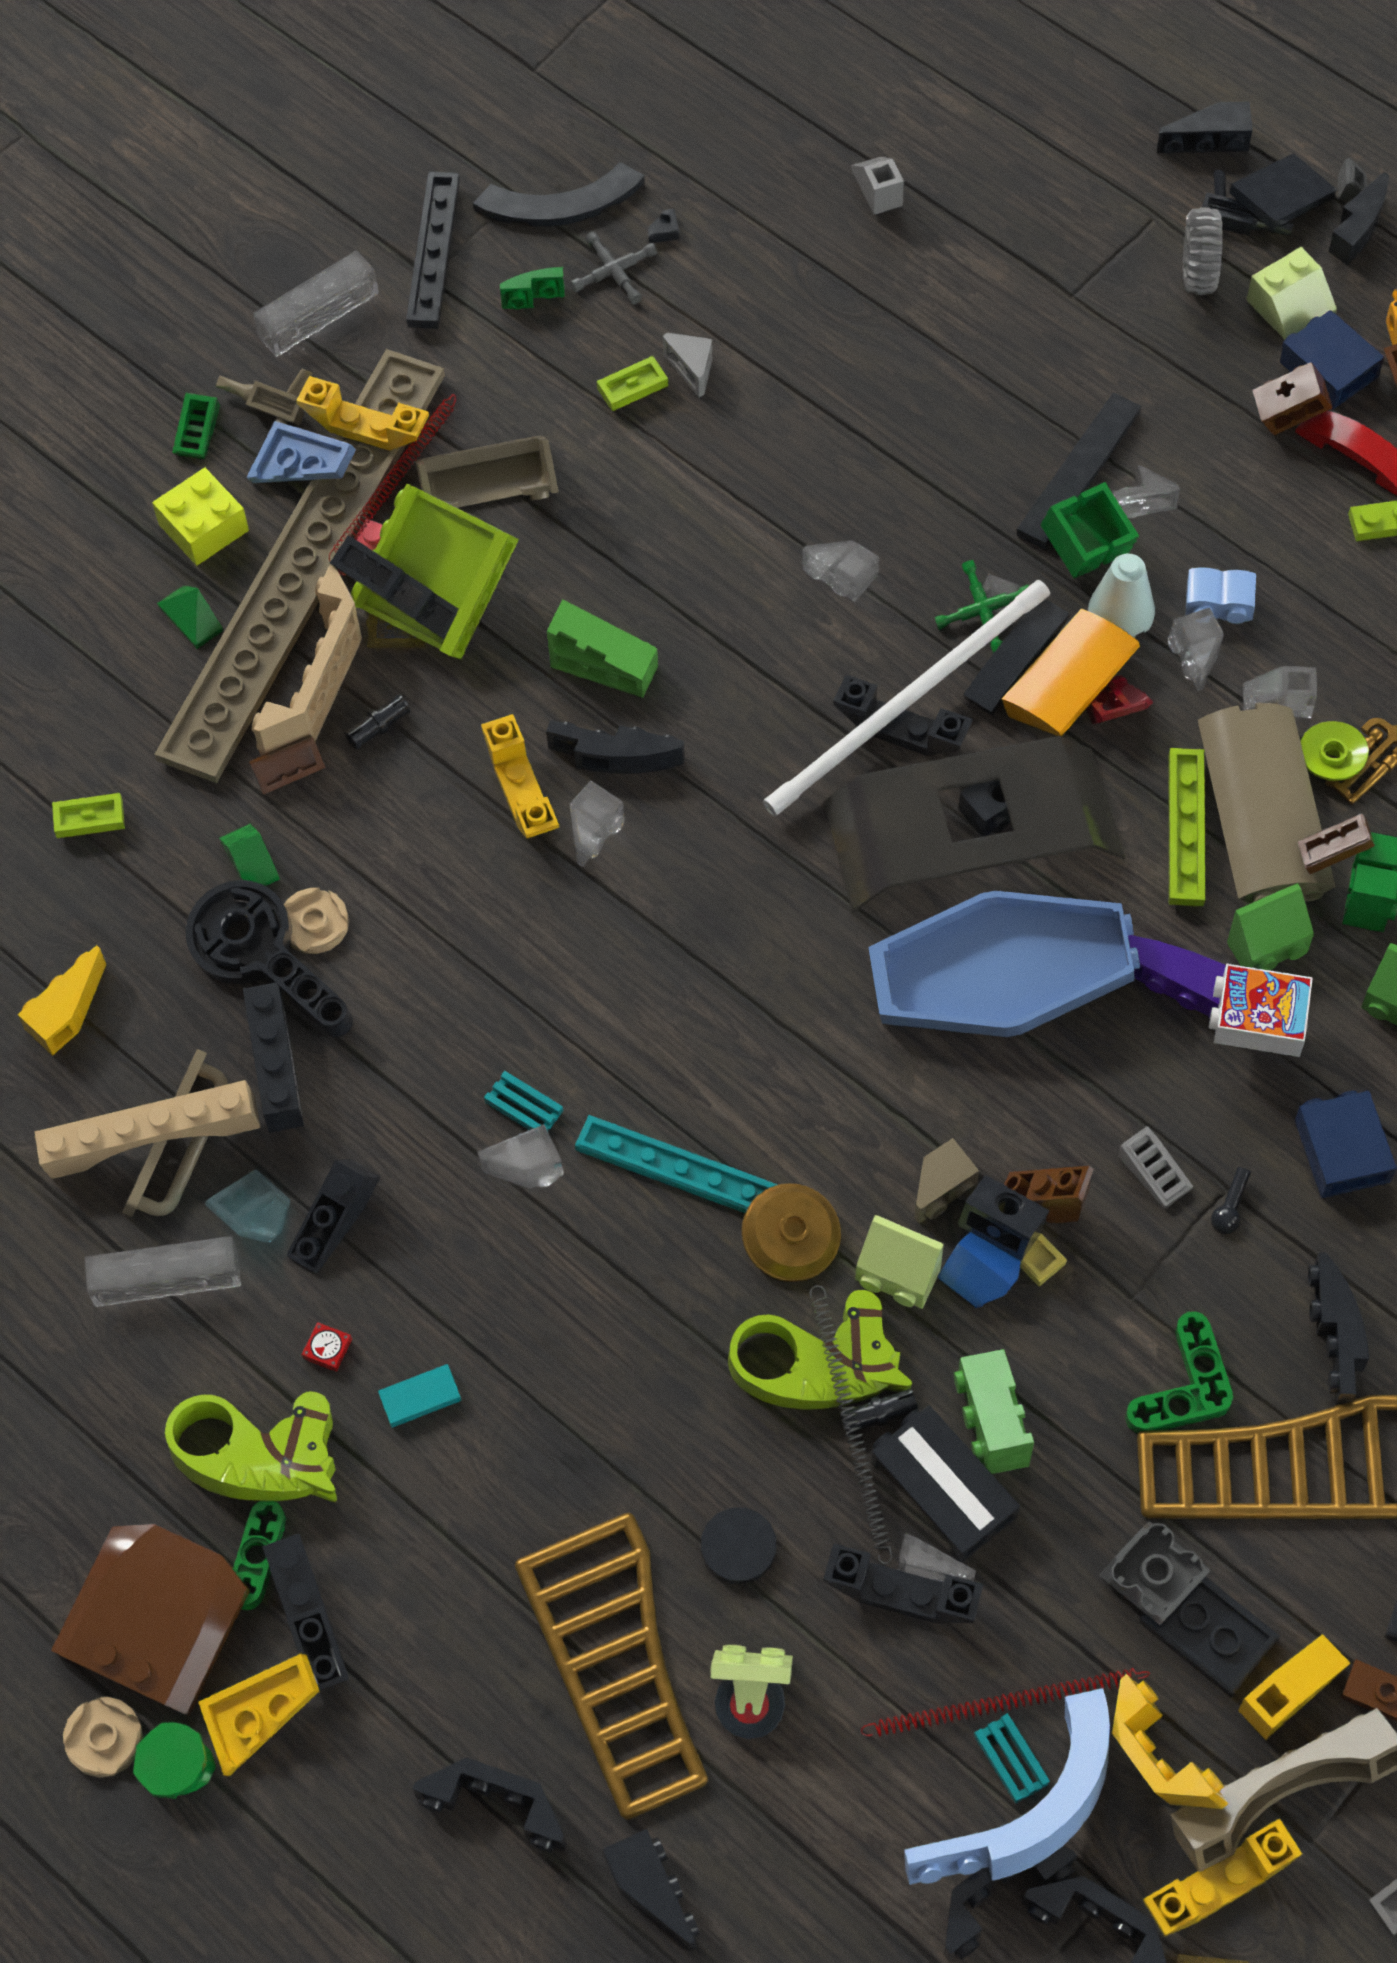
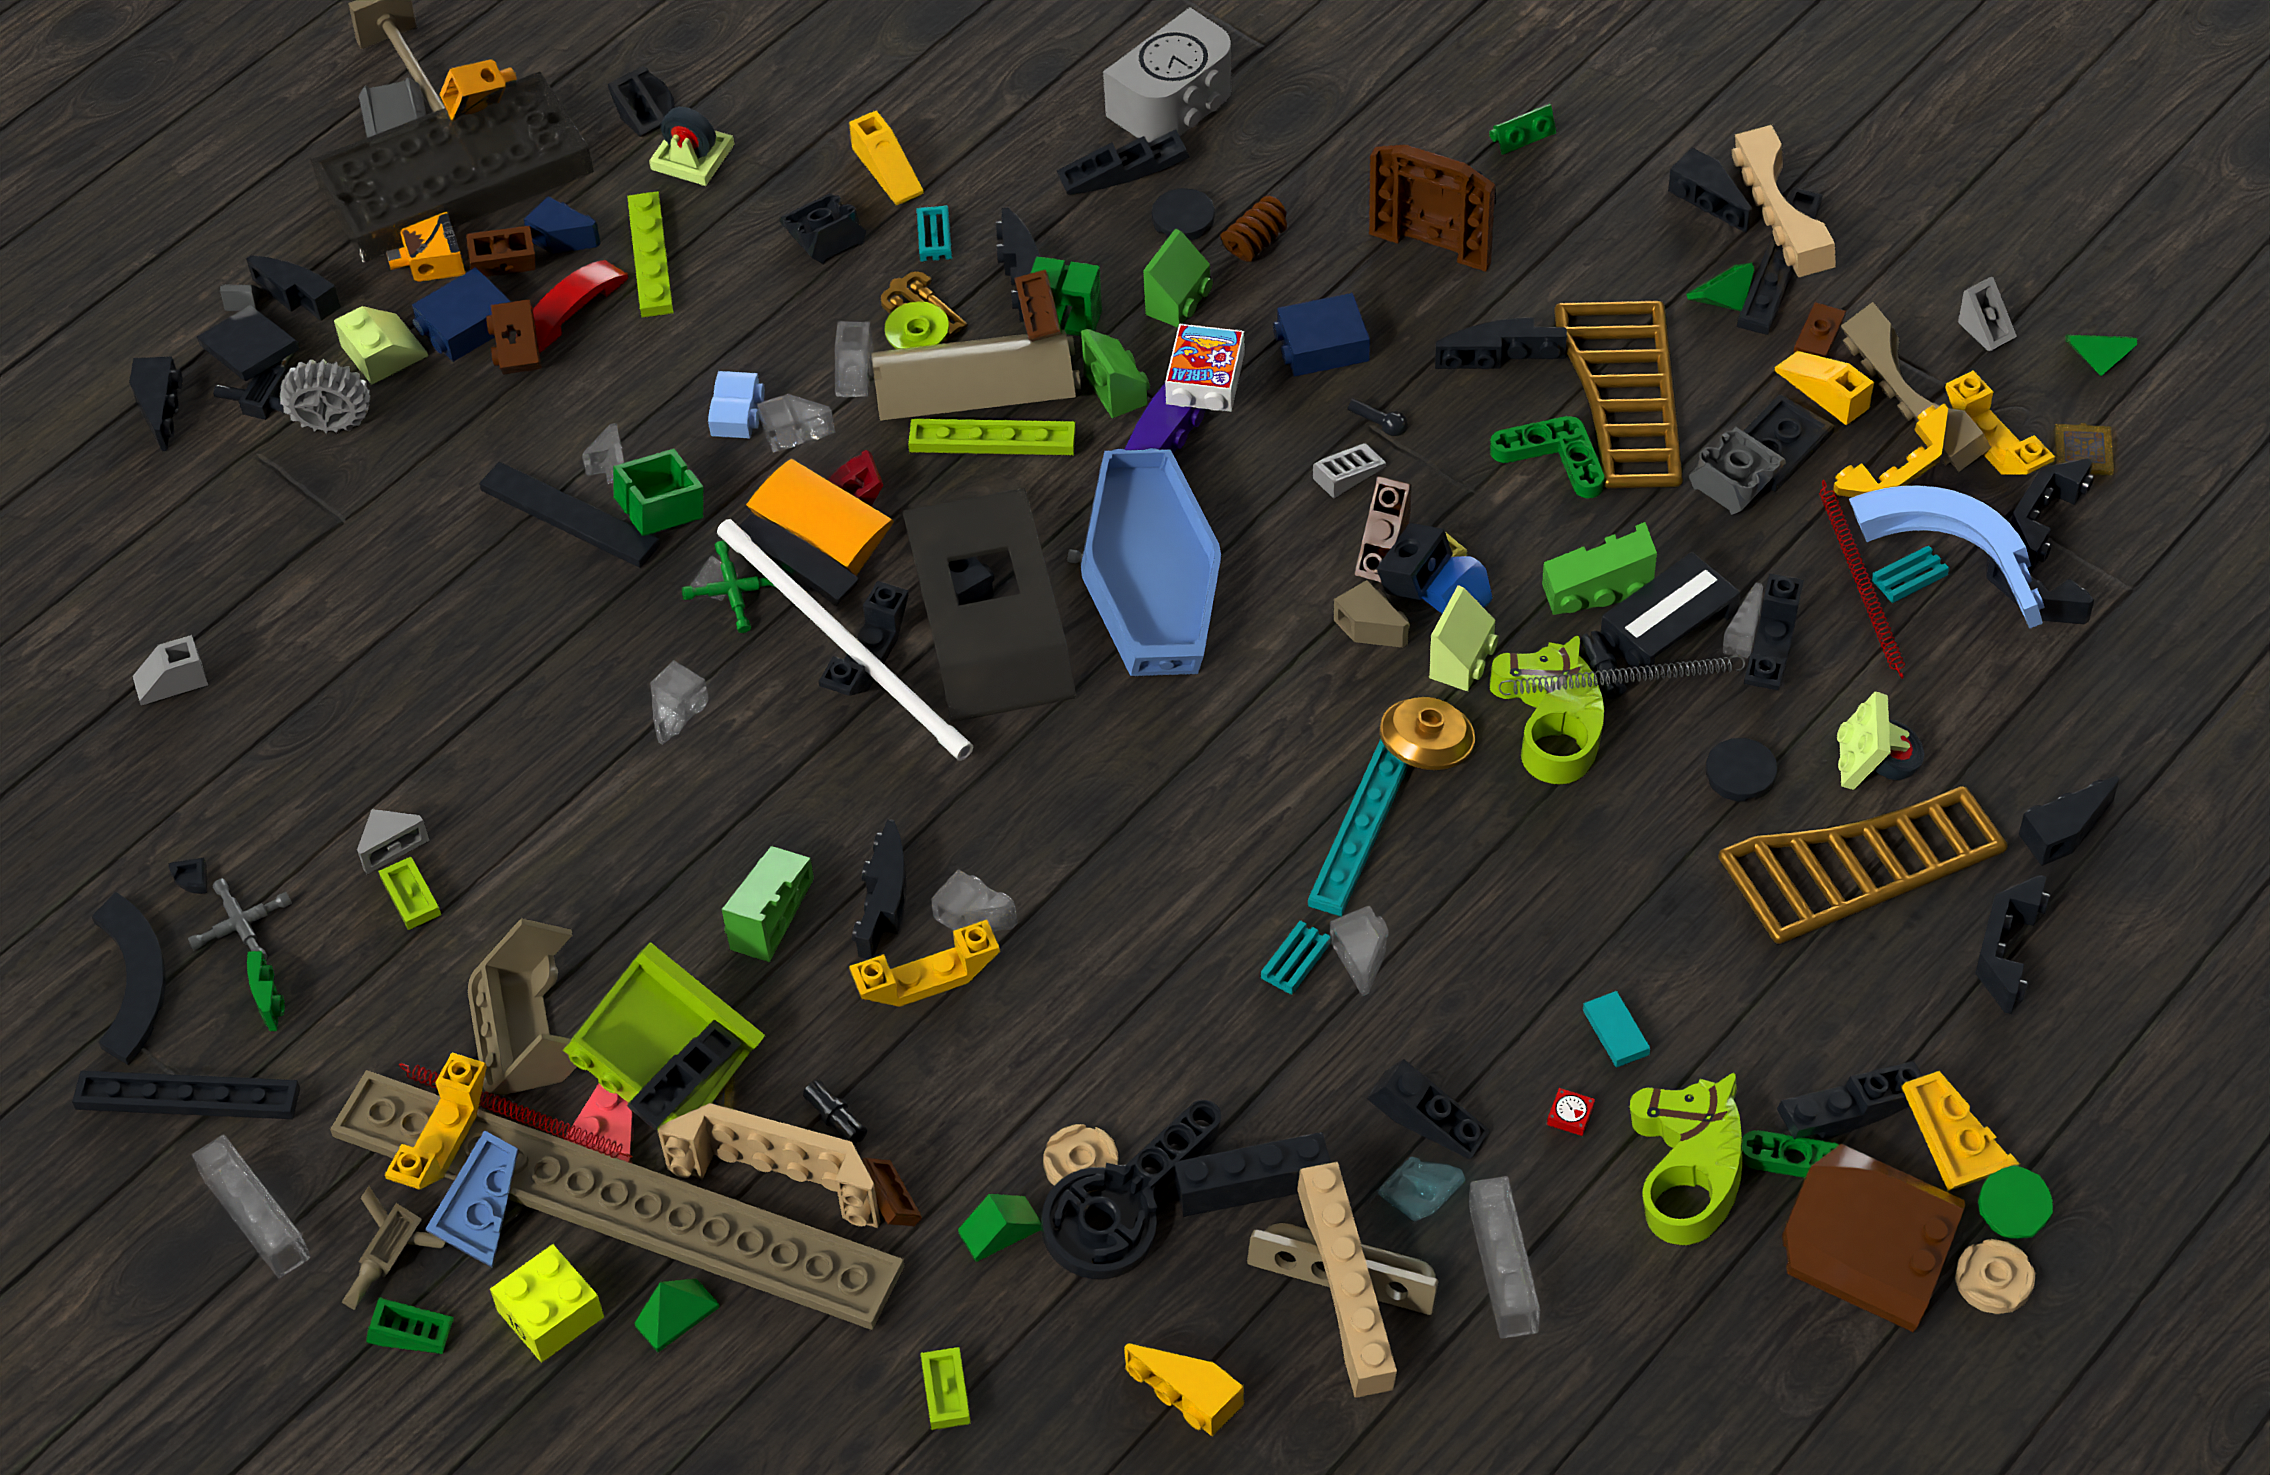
camera: 90 degrees left, 10 degrees down
(1125, 595) = (734, 470): light aqua cone -> none

